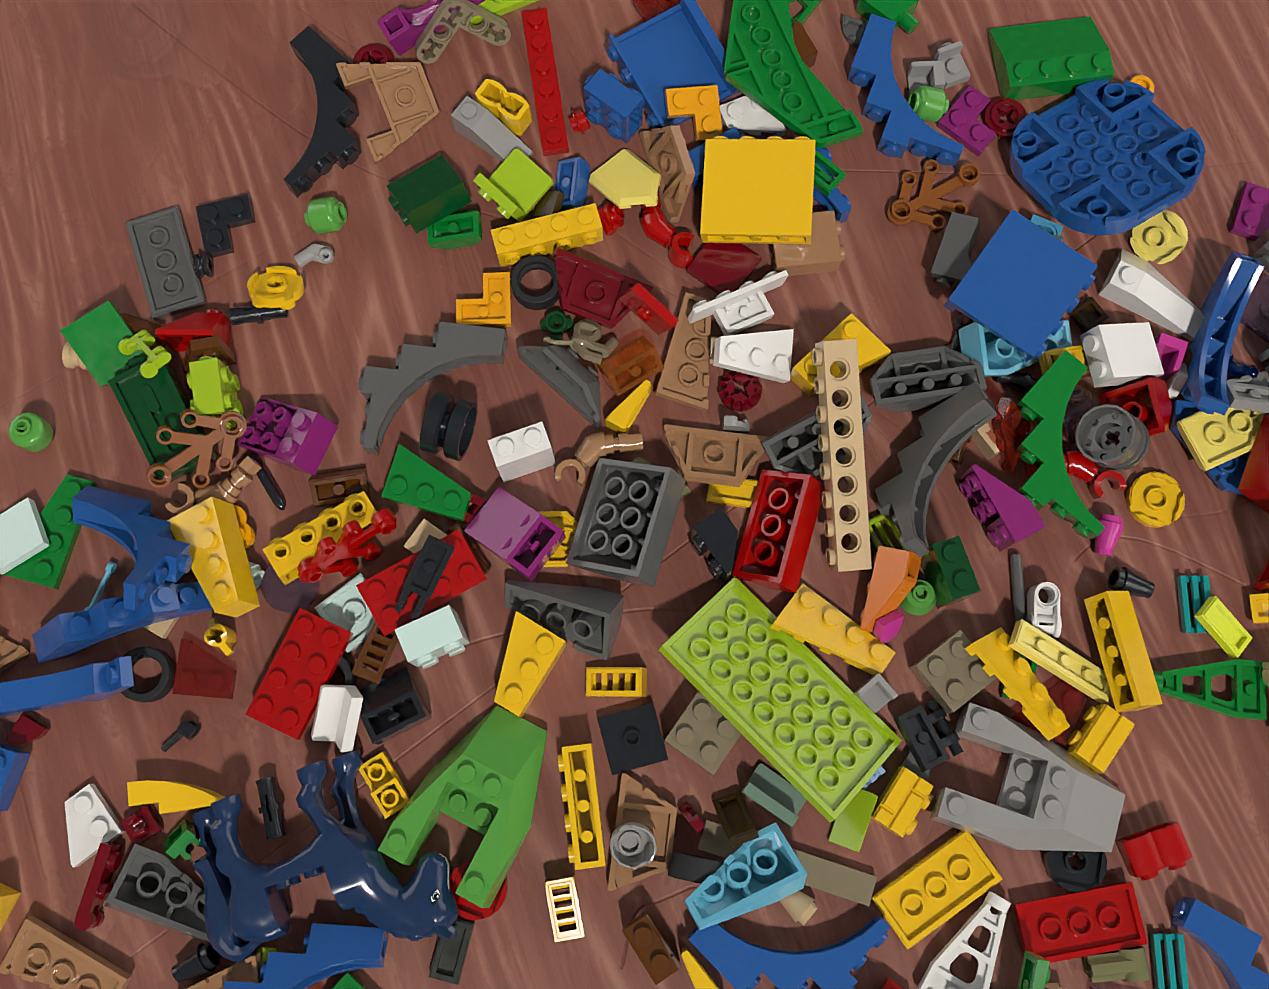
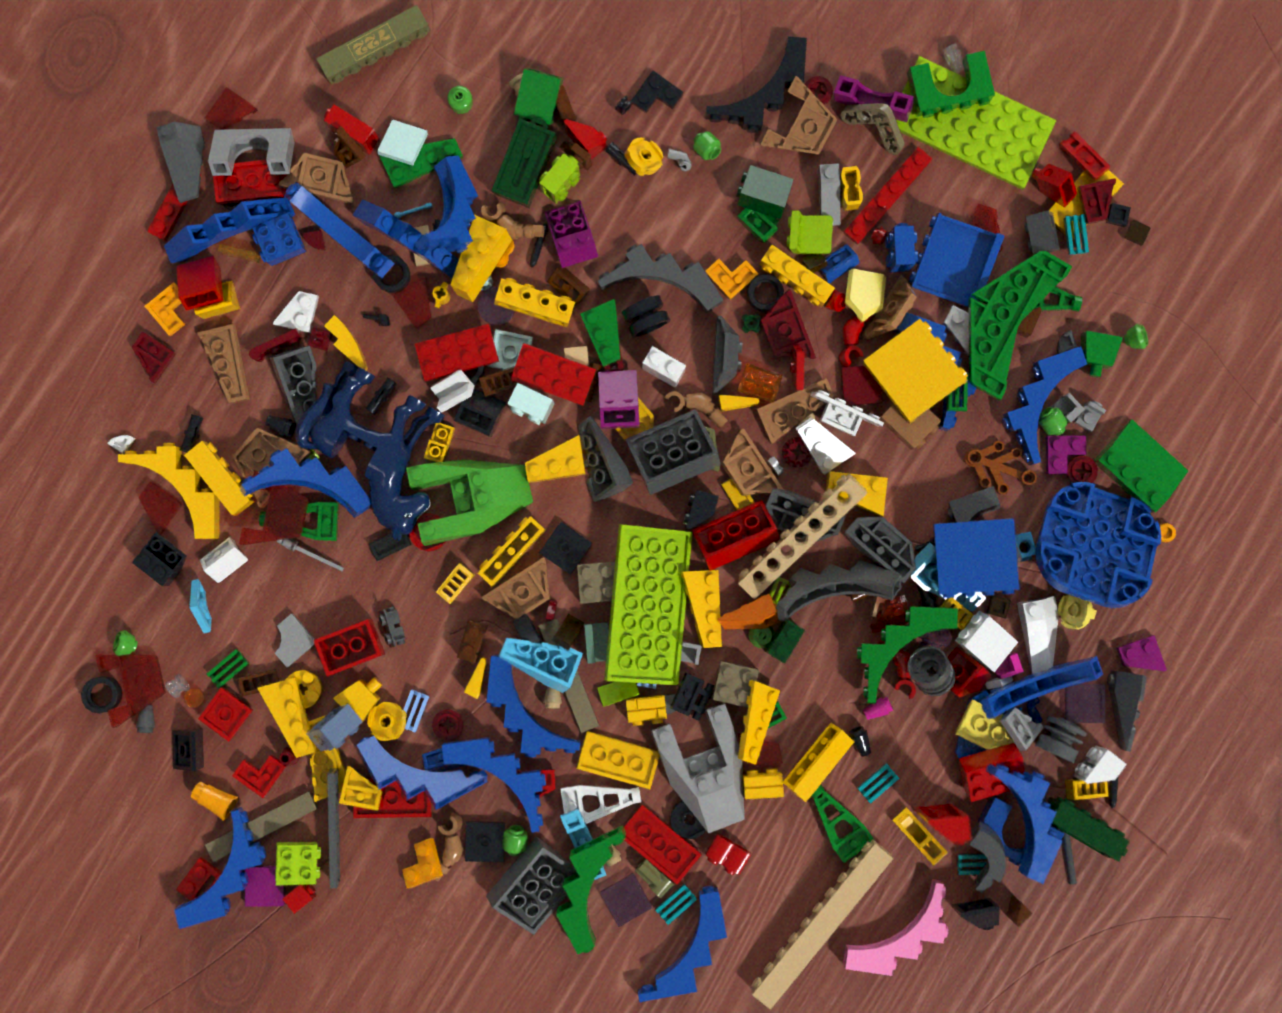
camera: 45 degrees right, 10 degrees up
(142, 341) = (553, 115): lime piece -> none
(165, 263) = (609, 82): dark grey tile -> none
(180, 838) = (330, 364): green tile -> none
(199, 445) = (526, 197): dark orange plant -> none
(346, 548) = (541, 321): red plant -> none
(425, 573) = (558, 373): black hinge -> none
(585, 341) = (752, 347): dark tan piece -> none
(633, 845) = (512, 591): light grey hair -> none
(641, 681) = (597, 528): yellow slope -> none
(699, 102) = (945, 296): light orange plate -> none
(888, 626) = (732, 632): dark pink tile -> none
(1002, 509) = (842, 647): magenta slope -> none
(1017, 587) = (804, 688): dark grey bar -> none
(1047, 612) = (806, 707): white piece -> none
(1060, 661) = (786, 733): light yellow tile -> none
(1155, 499) = (920, 720): yellow tile -> none
(1223, 627) = (876, 806): neon yellow tile -> none

